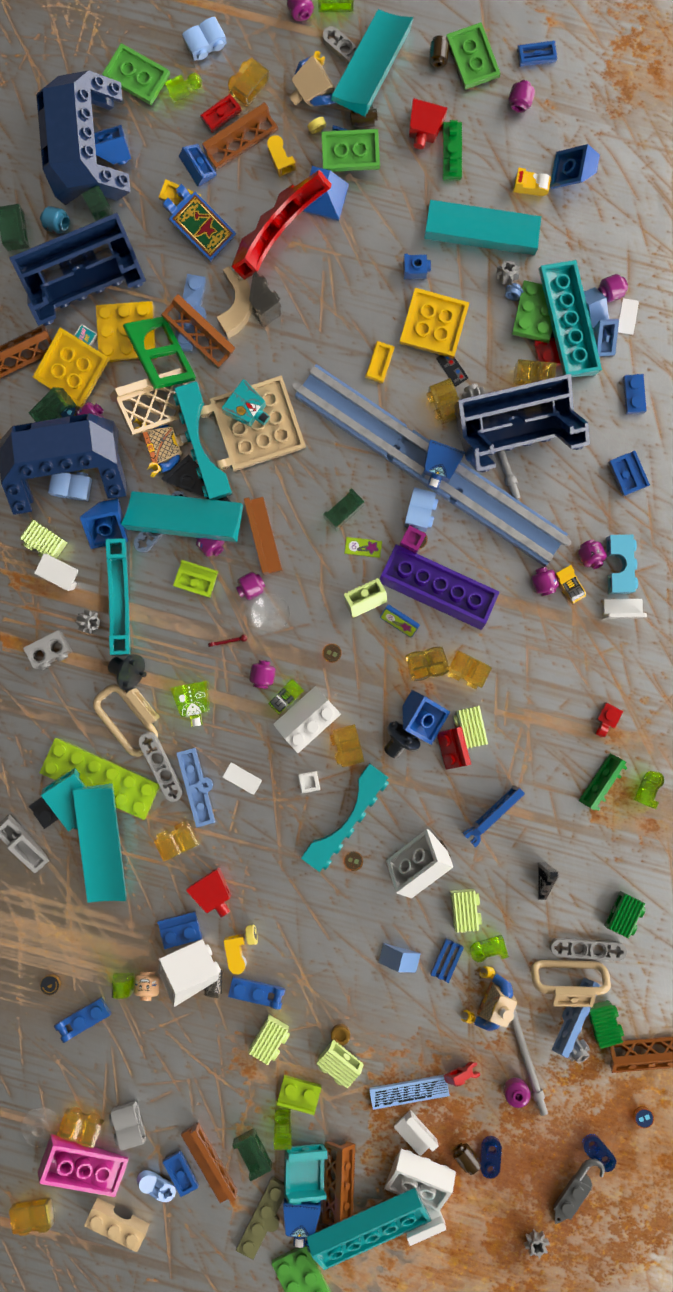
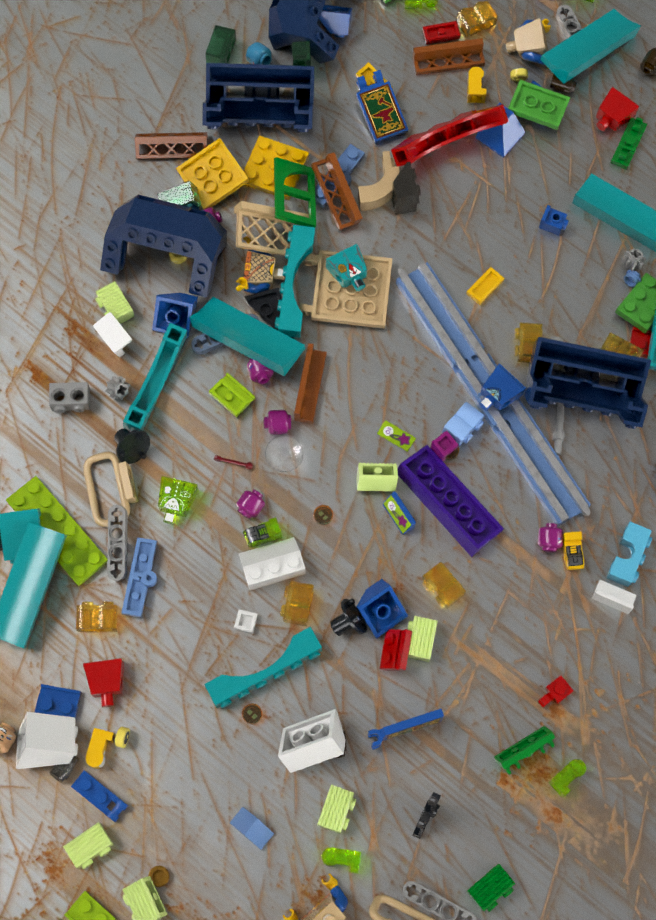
camera: 20 degrees right, 15 degrees down
(71, 486) = (161, 269): light blue brick -> none
(86, 335) = (239, 155): tile -> none
(197, 164) = (401, 63): blue slope -> none
(242, 778) = (185, 590): white sticker -> none
(344, 509) = (394, 395): clear green panel -> none
(427, 663) = (406, 561): clear yellow brick -> none
(434, 323) = (549, 273): yellow plate -> none
(441, 975) = (300, 848): blue tile -> none
(452, 369) = (548, 319): black sticker -> none
(592, 554) = (606, 533): magenta head -> none

